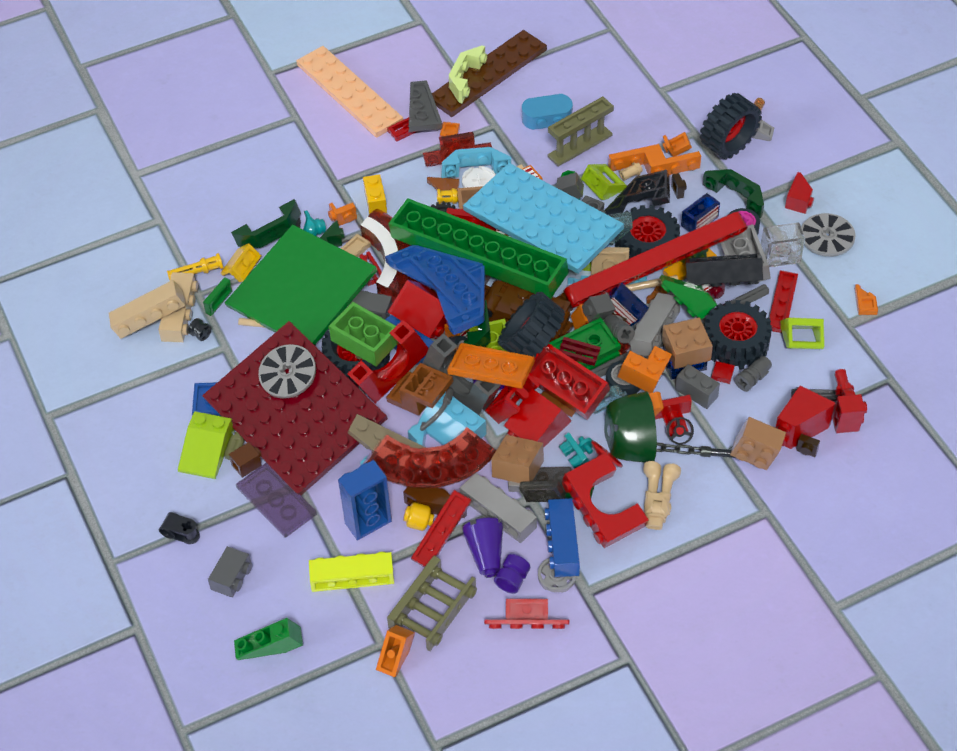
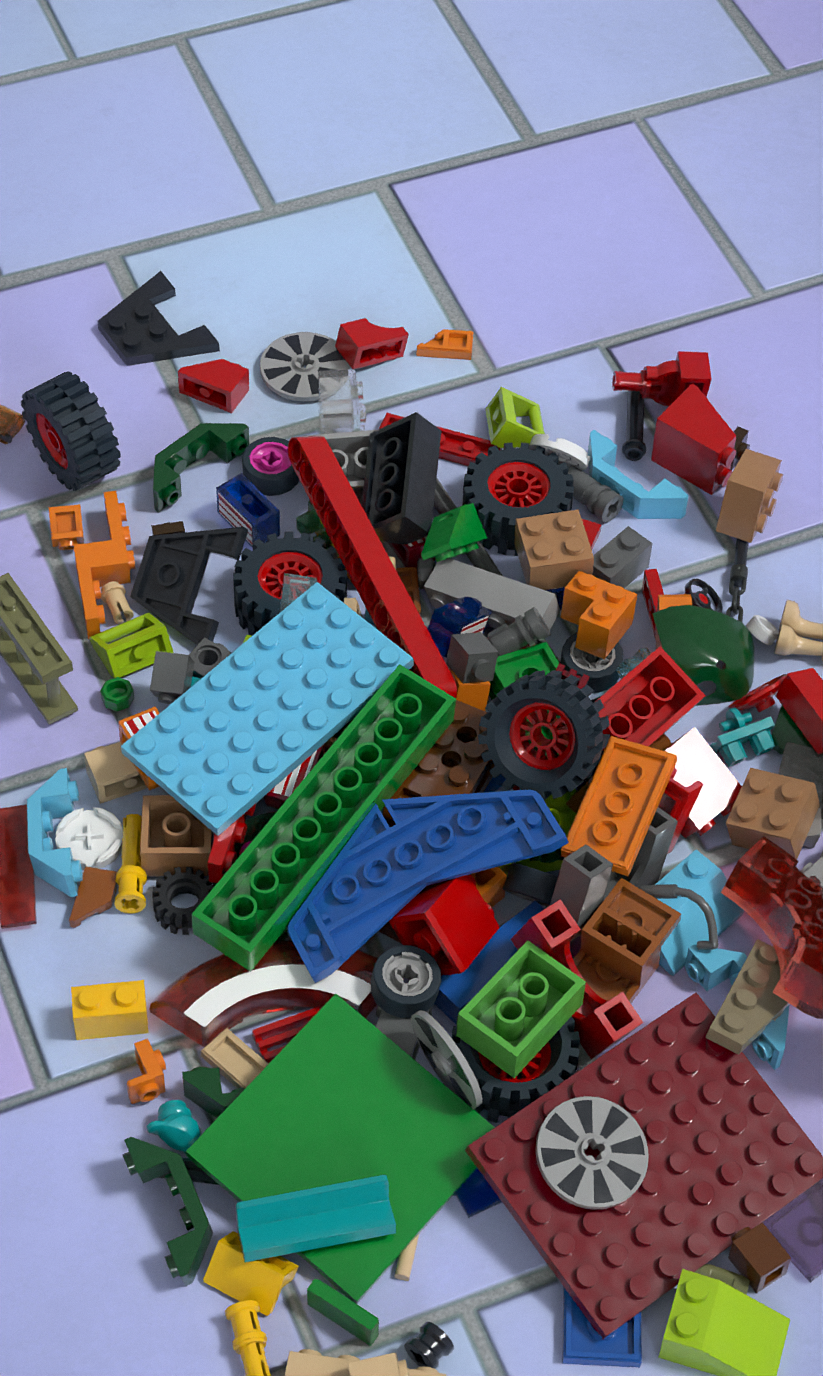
camera: 90 degrees left, 0 degrees up
(256, 275) = (314, 1218): none -> teal panel
(335, 305) = (446, 1058): none -> light grey piece
(378, 294) = (405, 998): none -> wheel
(662, 458) = (762, 629): none -> white tile
(776, 350) = (567, 451): none -> white tile
(779, 375) = (661, 502): none -> medium azure slope
(840, 158) = (143, 334): none -> black wing
(846, 255) = (369, 344): none -> red arch

